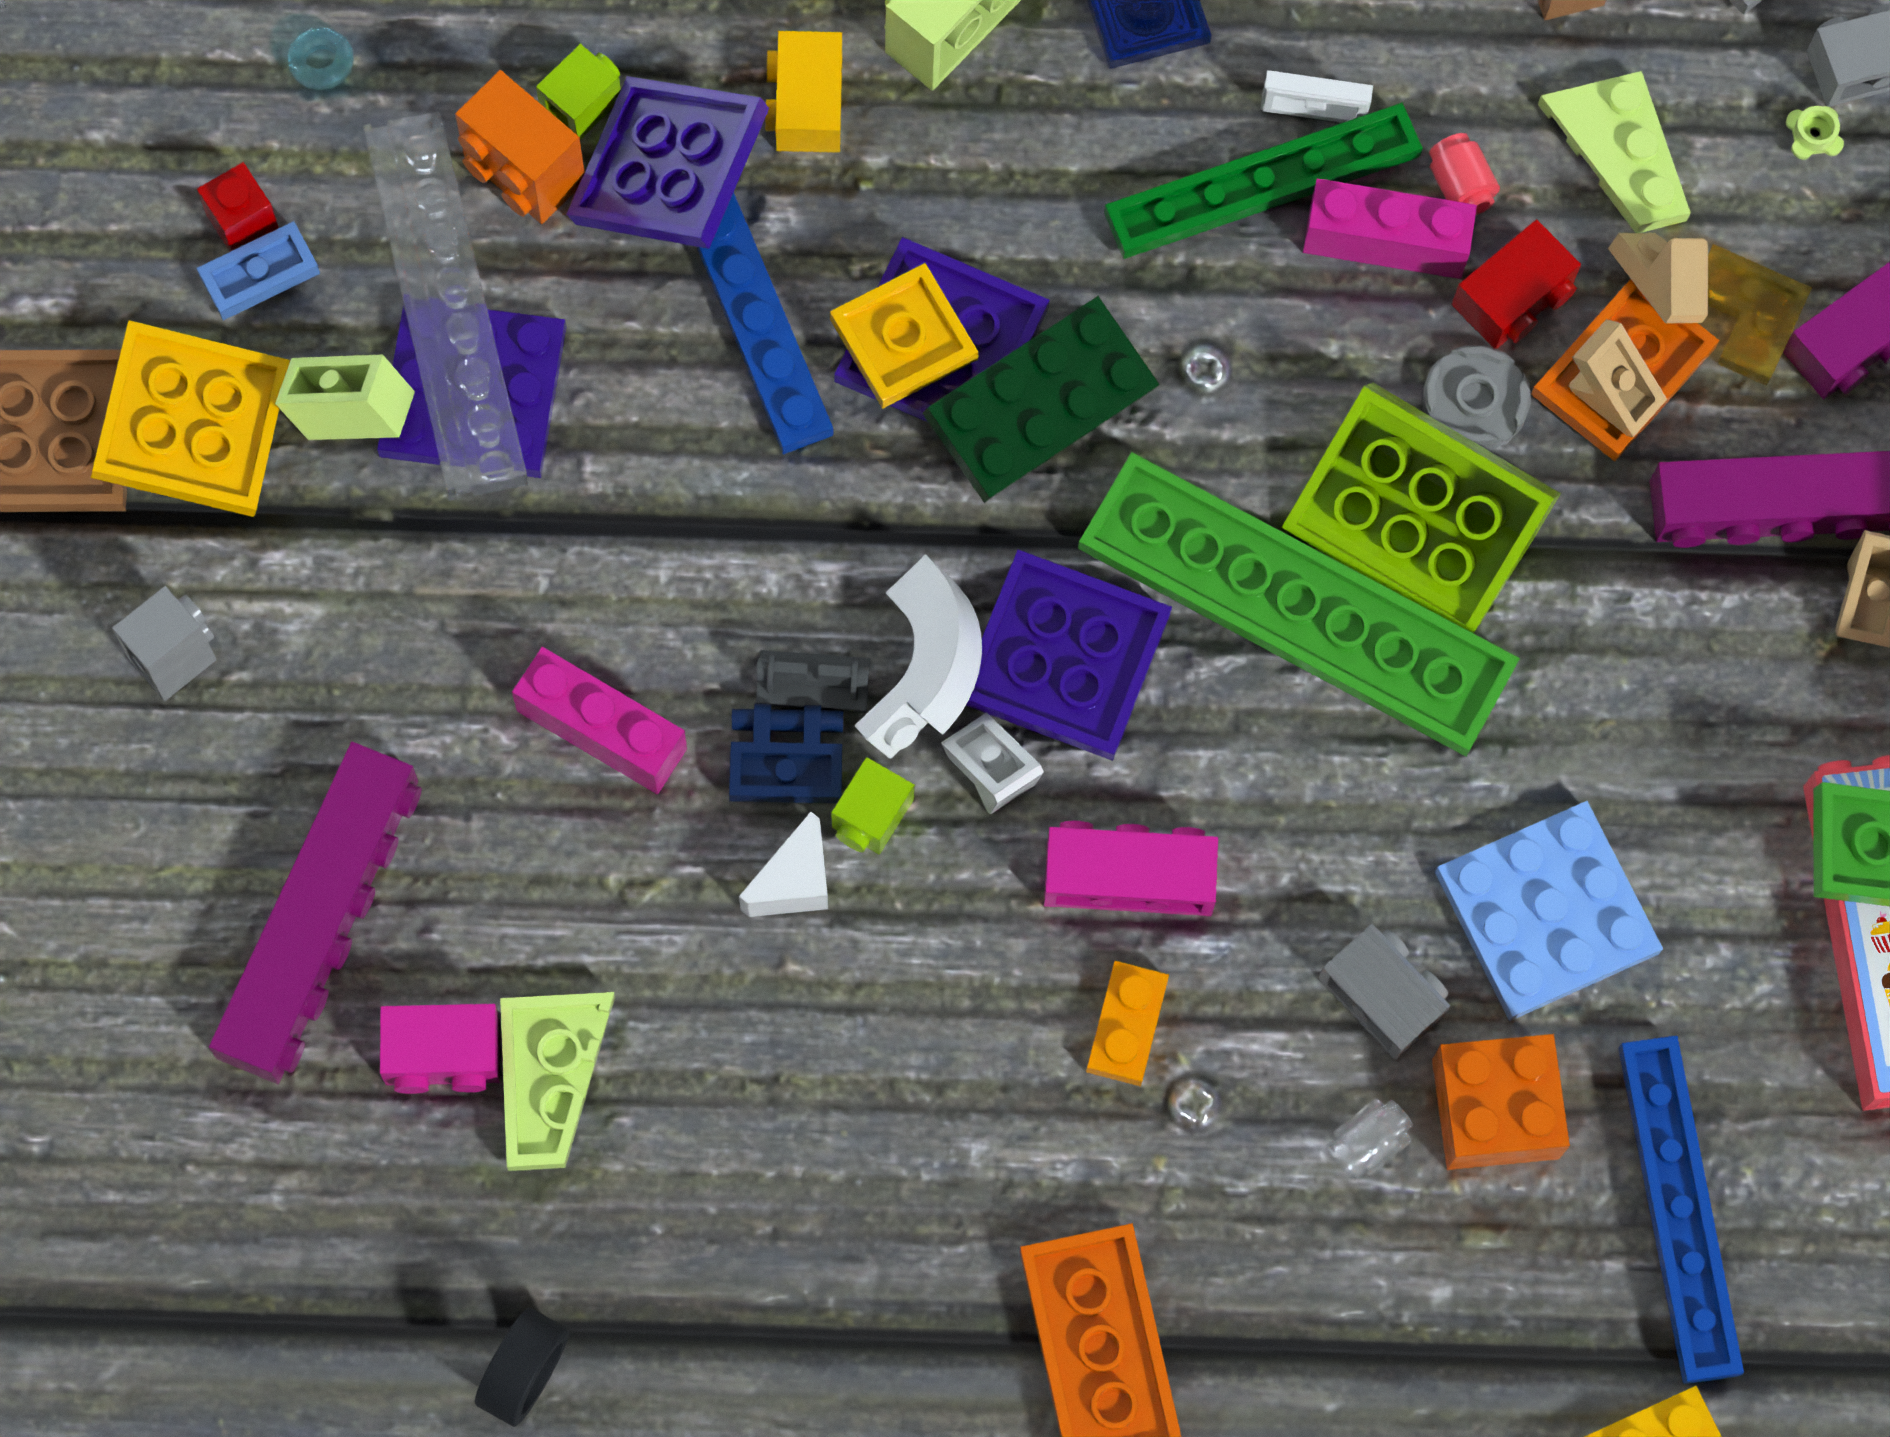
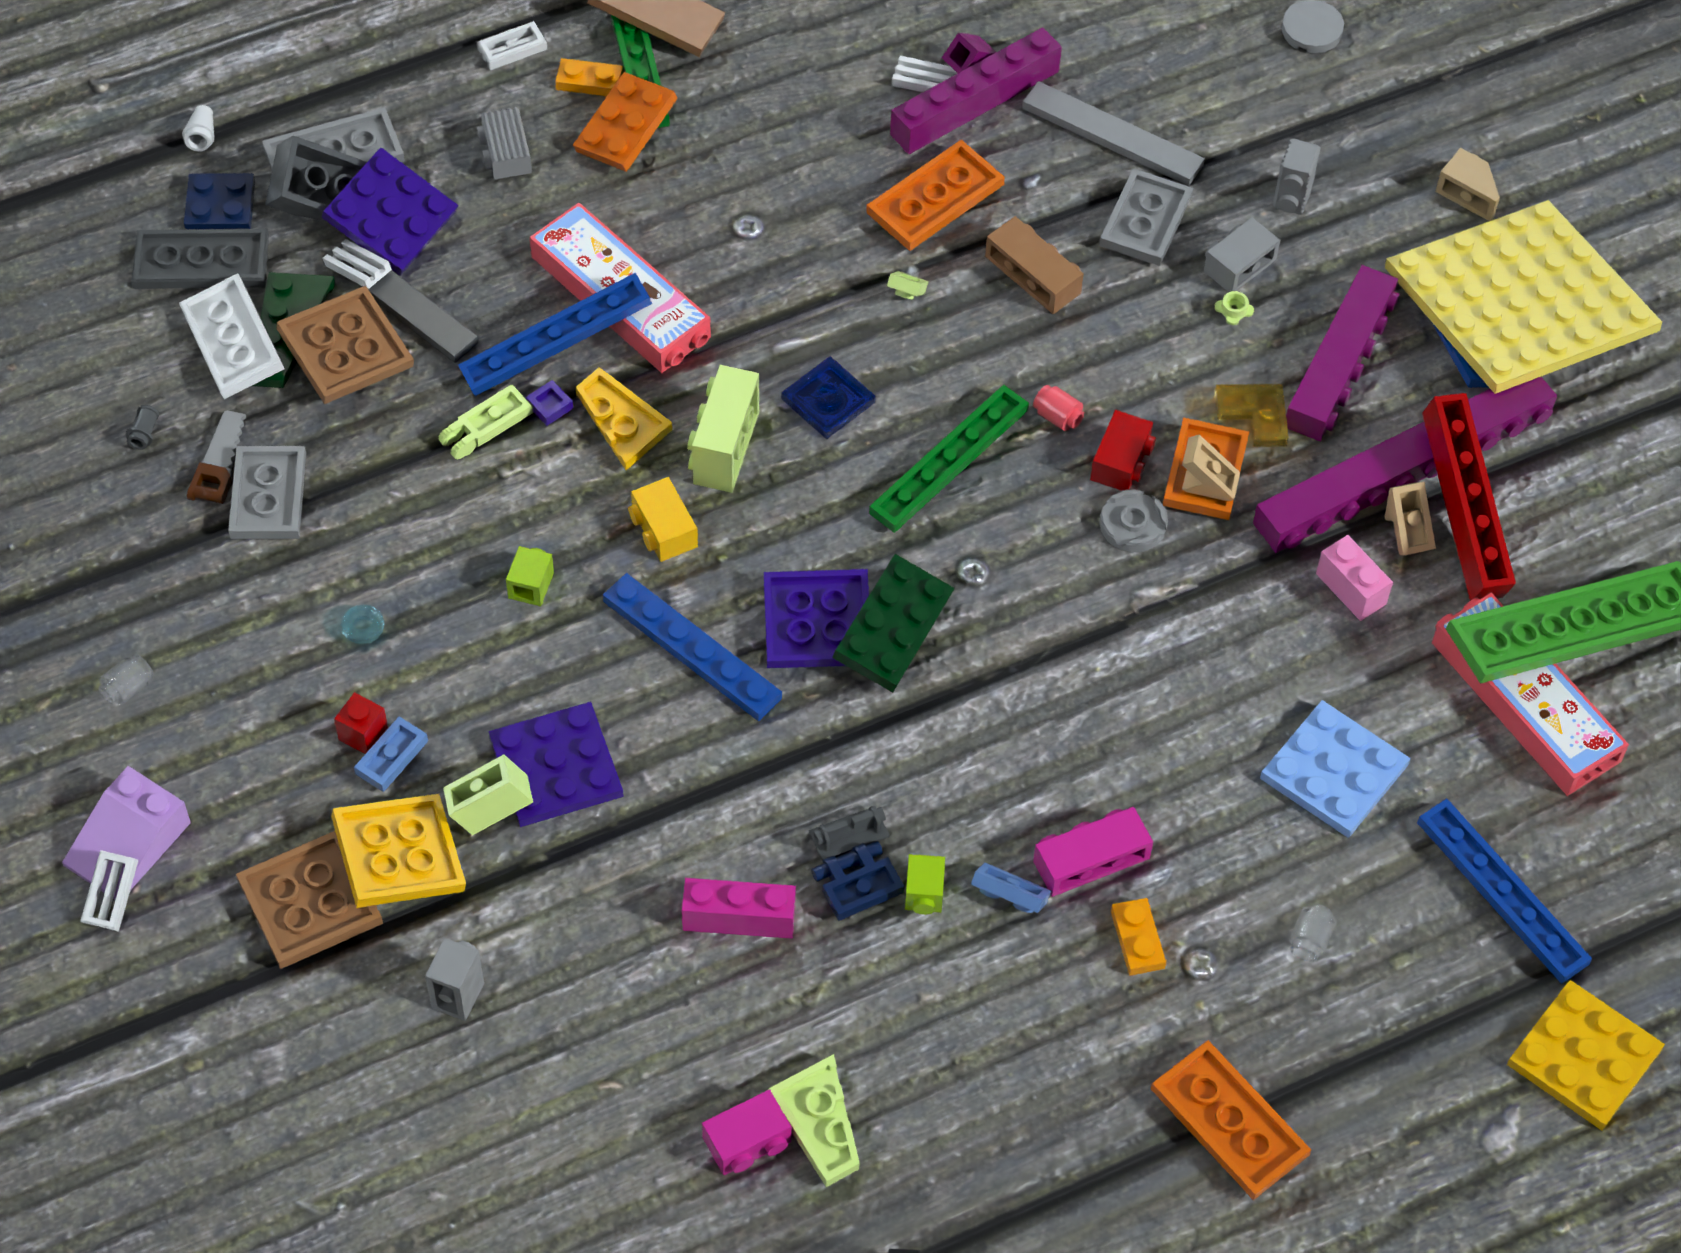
camera: 25 degrees left, 15 degrees down
(315, 913) = (629, 1095): magenta brick -> none
(445, 307) = (520, 720): clear plate -> none
(519, 148) = (515, 616): orange brick -> none
(668, 161) = (606, 588): dark purple plate -> none
(792, 878) = (903, 944): white slope -> none
(903, 335) = (797, 620): yellow plate -> none
(942, 663) = (924, 785): white arch -> none
(987, 869) = (999, 883): none -> medium blue plate
(992, 762) = (981, 826): white slope -> none
(1067, 654) = (986, 754): dark purple plate -> none
(1298, 604) = (1101, 668): bright green plate -> none
(1315, 97) = (953, 402): white tile -> none
(1385, 990) = (1273, 849): light grey brick -> none
(1389, 228) = (1035, 451): dark pink brick -> none
(1420, 508) = (1140, 588): lime slope -> none
(1500, 1101) = (1372, 878): orange brick -> none
(1625, 147) = (1132, 354): yellowish green wing -> none
(1667, 273) = (1204, 408): tan slope -> none
(1740, 638) = (1354, 577): none -> bright pink brick

